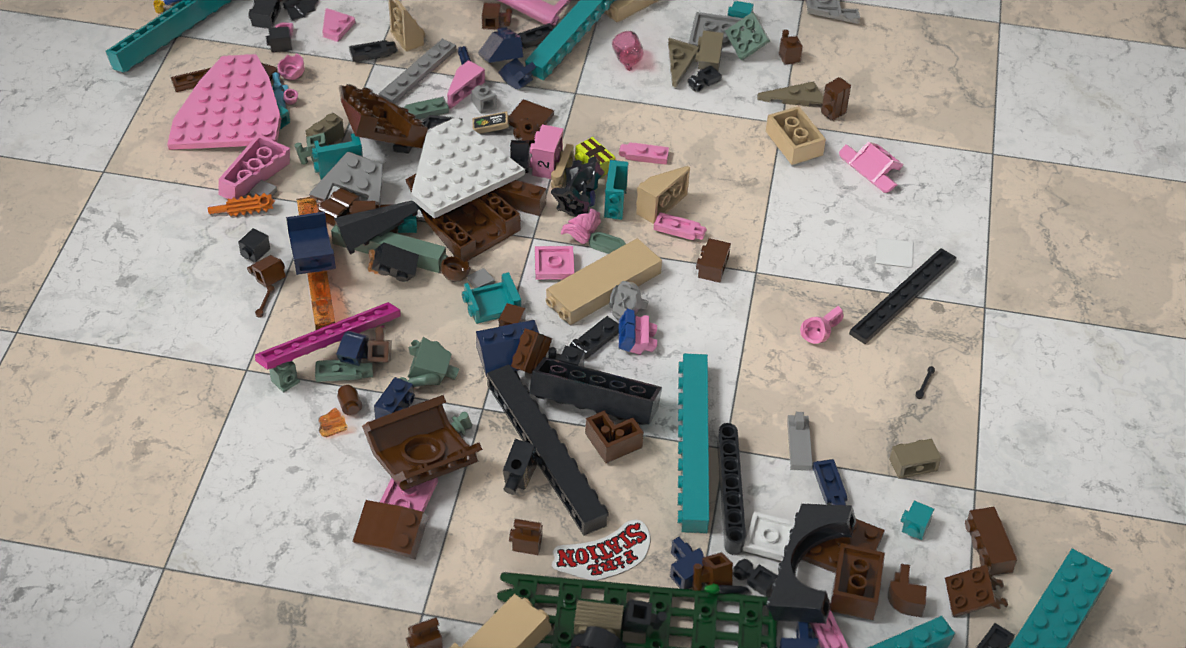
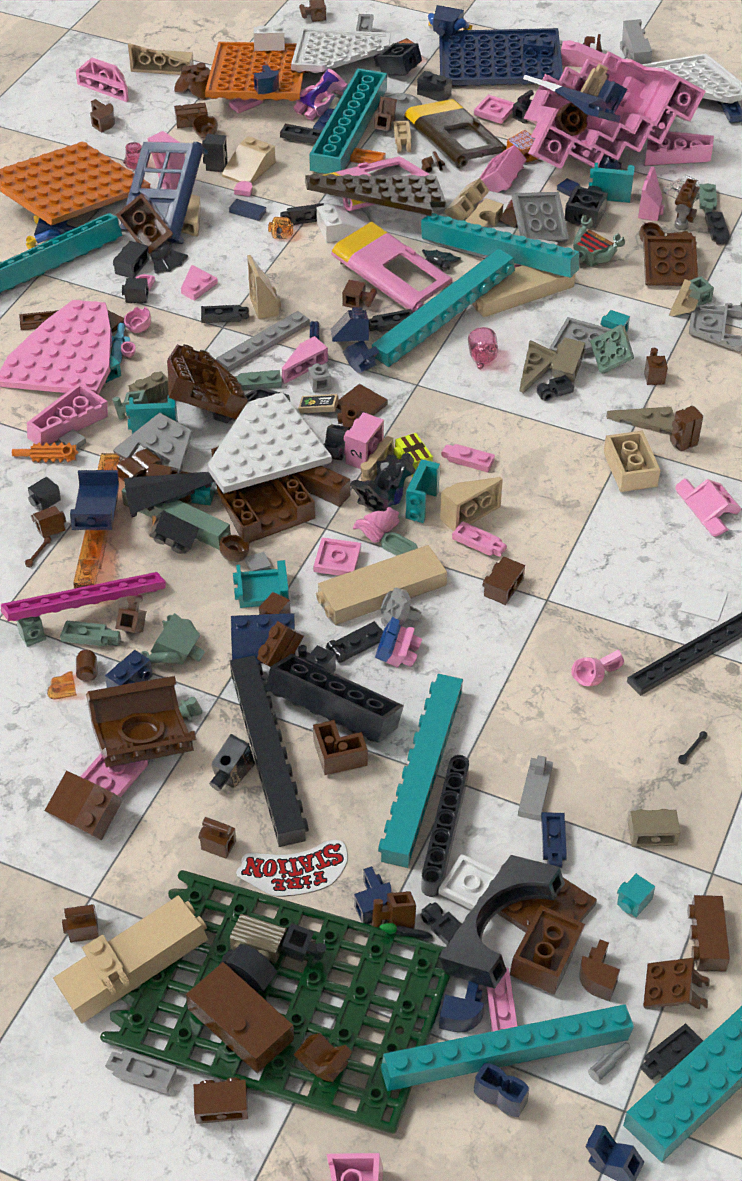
camera: 15 degrees right, 0 degrees up
(353, 348) = (102, 612): dark blue brick -> none

